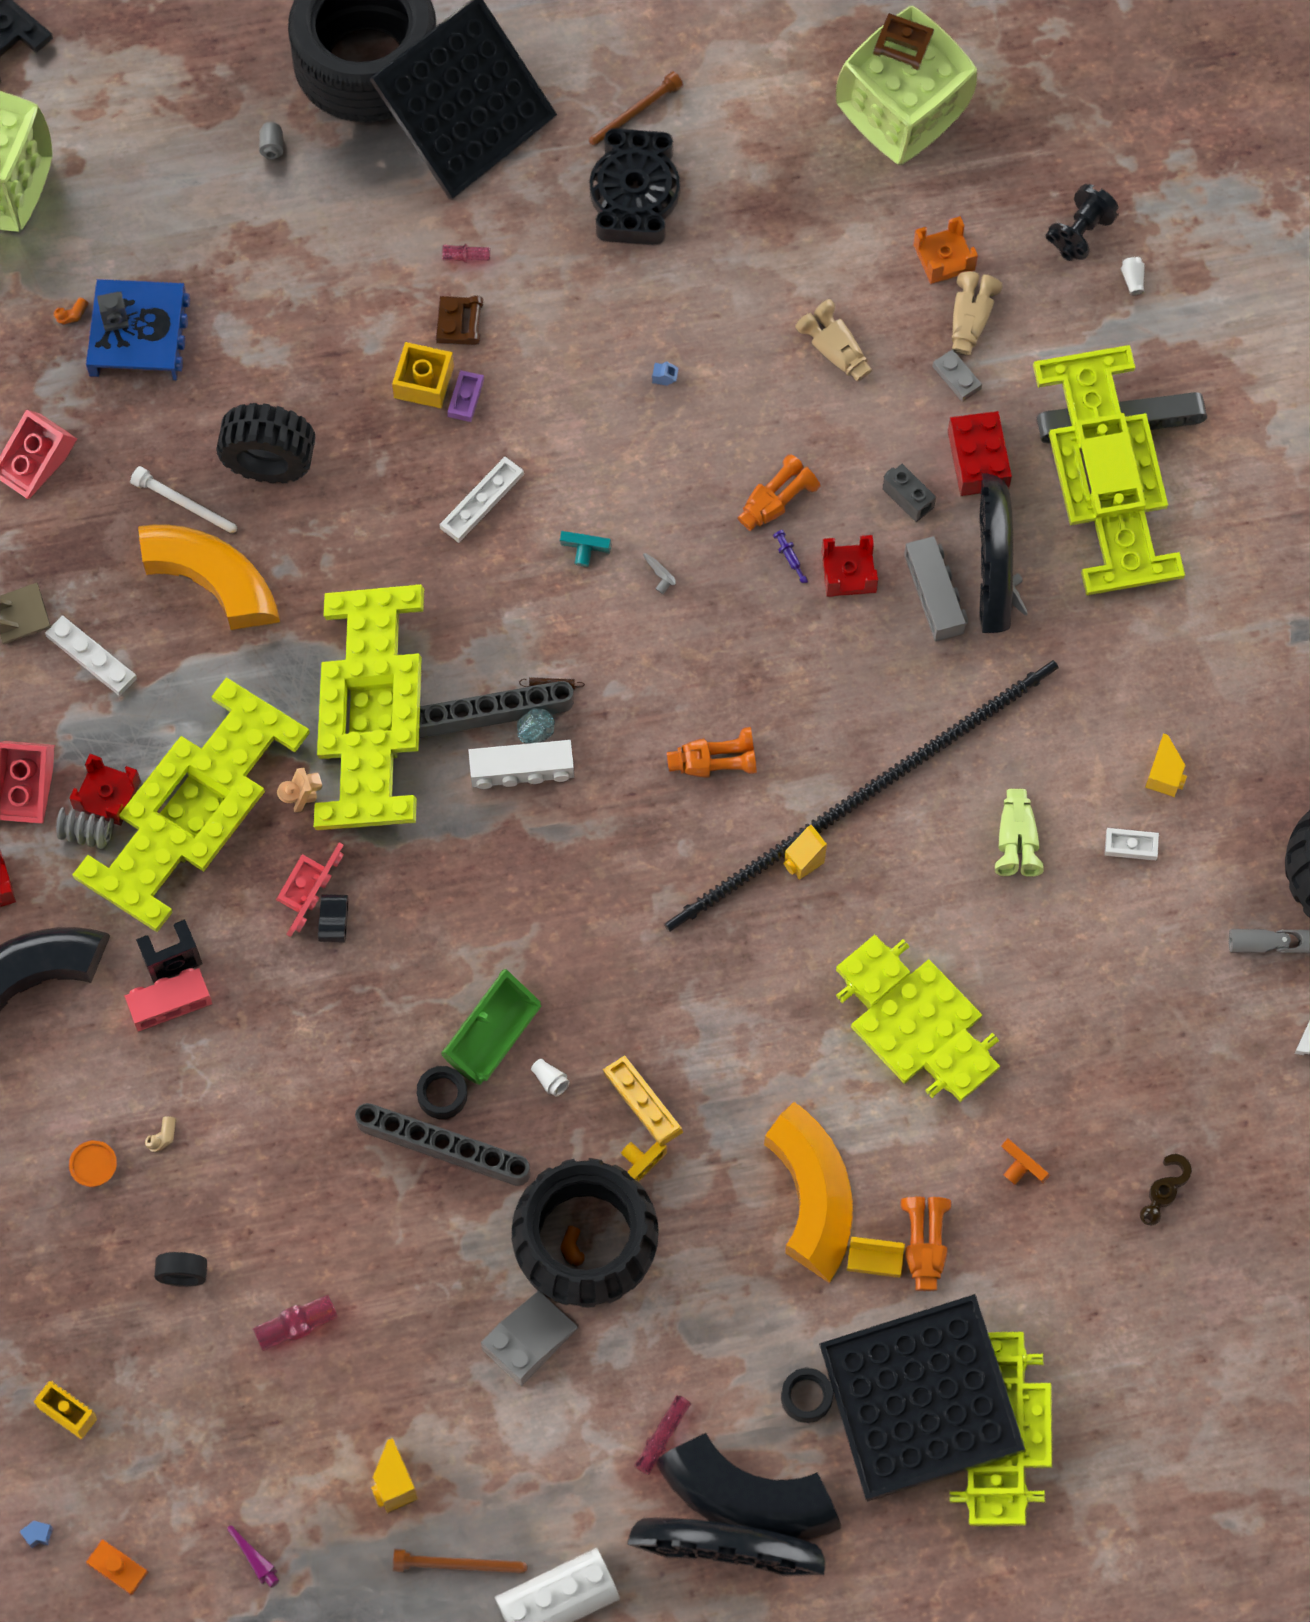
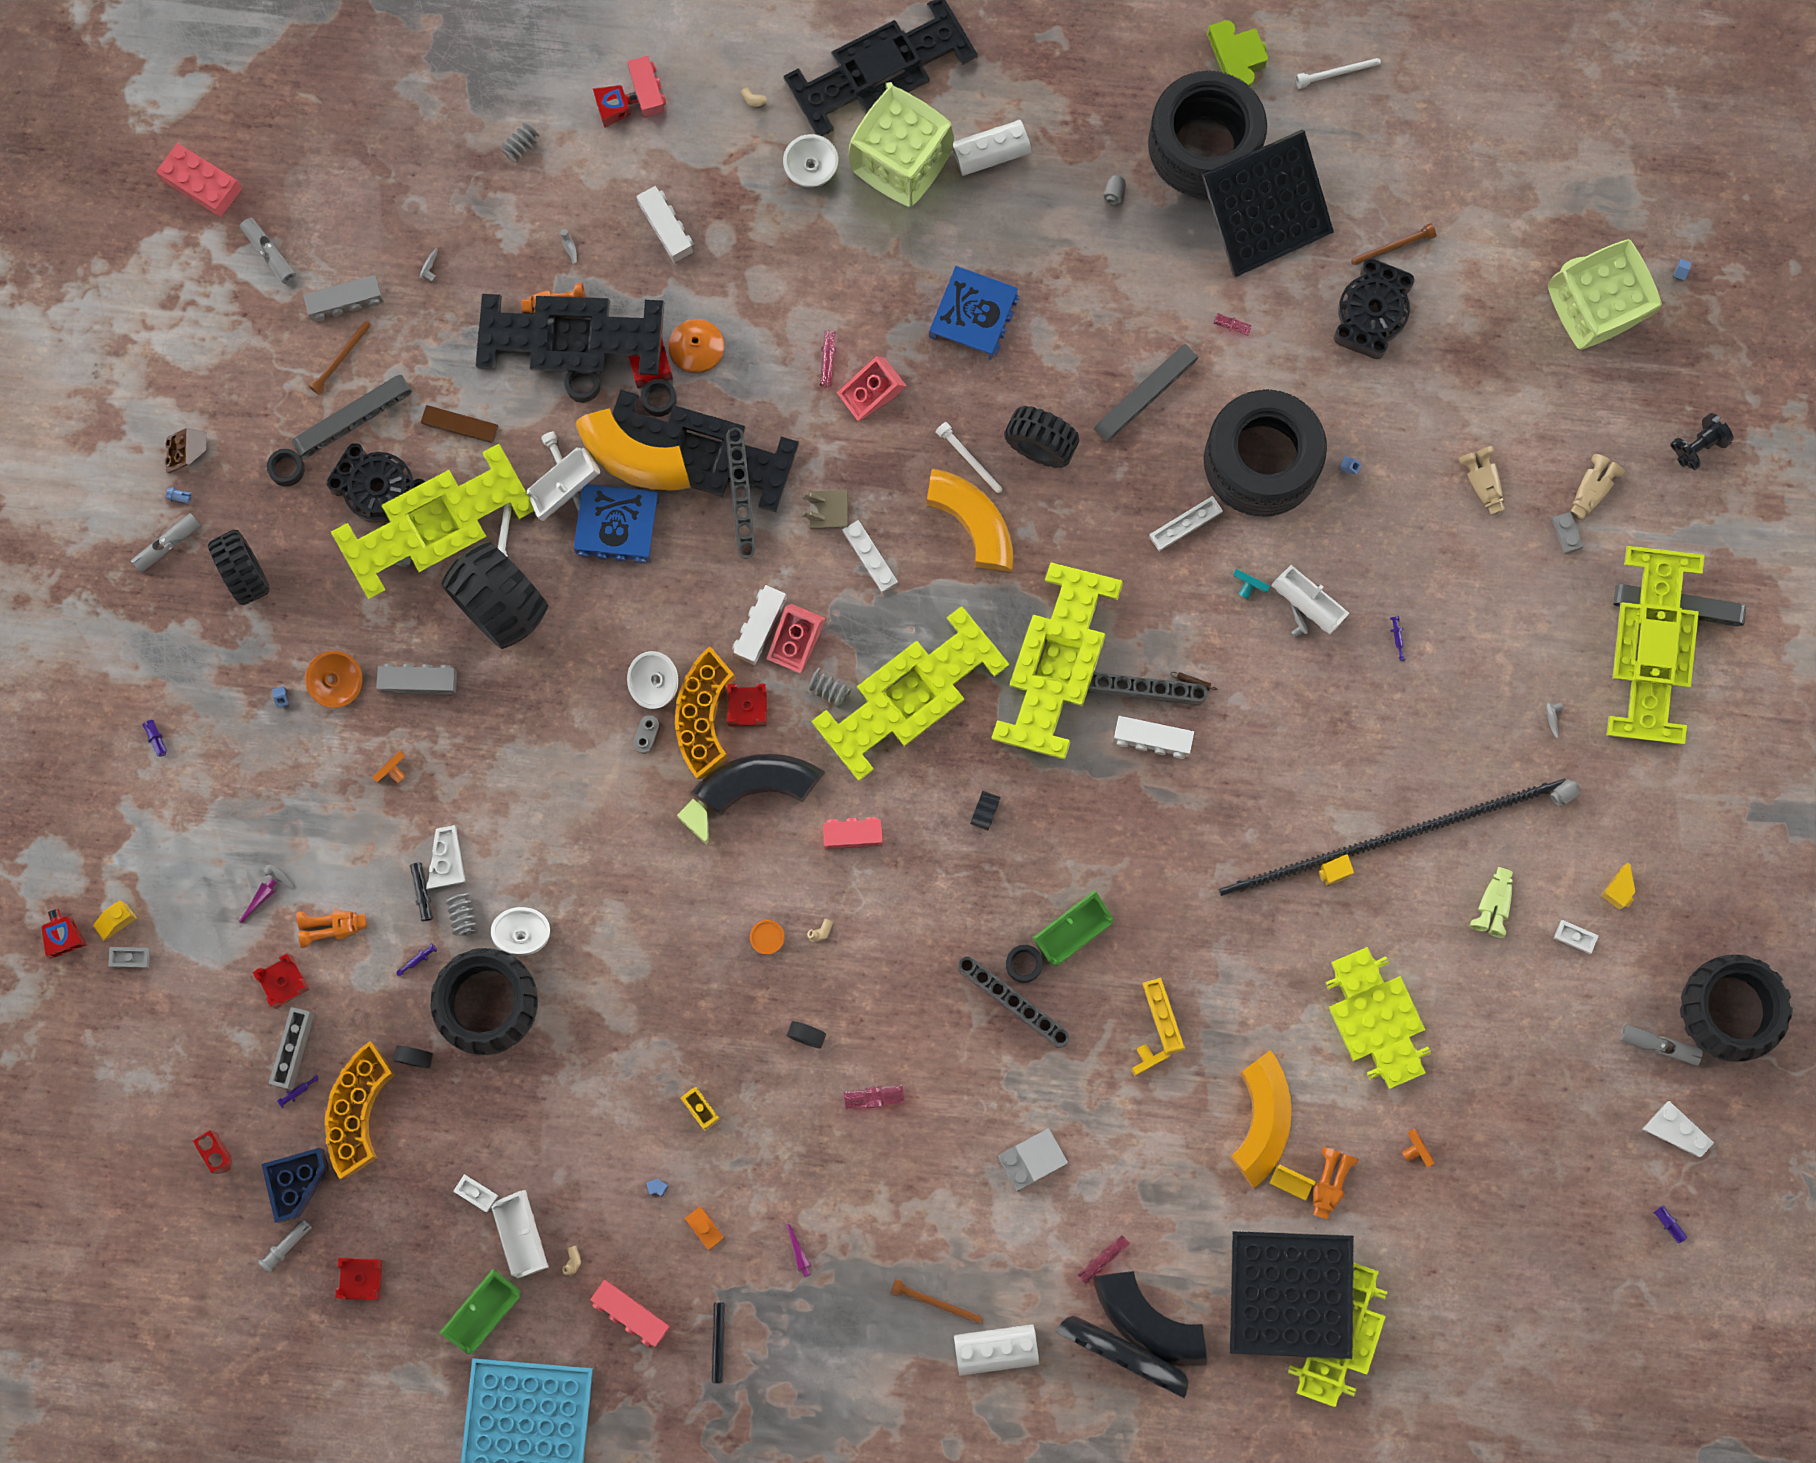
camera: 20 degrees right, 10 degrees up
(72, 315) = (930, 286): orange arm -> none
(101, 133) = (991, 147): none -> white container
(105, 790) = (852, 663): red panel -> none
(113, 311) = (960, 297): dark grey brick -> none
(172, 959) = (863, 807): black panel -> none
(300, 790) = (989, 707): light nougat hips -> none
(303, 883) = (971, 779): coral bracket -> none
(382, 362) = (1146, 393): none -> dark grey beam
(392, 1482) = (908, 1232): yellow slope -> none
(423, 375) = (1171, 413): yellow brick -> none
(451, 320) = (1205, 374): reddish brown plate -> none
(465, 396) = (1197, 439): medium lavender plate -> none
(535, 726) = (1172, 712): clear light blue head -> none
(552, 1079) = (1104, 978): white cone -> none
(560, 430) = (1257, 492): none -> black tyre
(570, 1249) = (1079, 1104): orange arm -> none
(585, 1180) = (1128, 1080): black tyre -> none
(666, 542) = (1310, 599): none -> white container
(696, 756) = (1280, 772): orange piece -> none
(763, 503) = (1391, 592): orange piece -> none
(809, 1374) = (1227, 1265): black tyre -> none
(849, 568) = (1438, 660): red panel -> none
(906, 34) = (1615, 262): reddish brown plate -> none
(908, 492) = (1501, 615): dark grey brick -> none
(935, 588) = (1496, 696): light grey brick -> none
(945, 252) = (1590, 432): orange panel -> none
(977, 449) = (1563, 601): red brick -> none
(991, 40) = (1682, 269): none -> medium blue piece
(996, 555) = (1550, 687): black brick -> none
(1059, 676) = (1565, 793): none -> light grey brick
(1134, 274) = (1727, 492): white cone -> none
(1163, 1191) = (1513, 1200): dark brown piece -> none

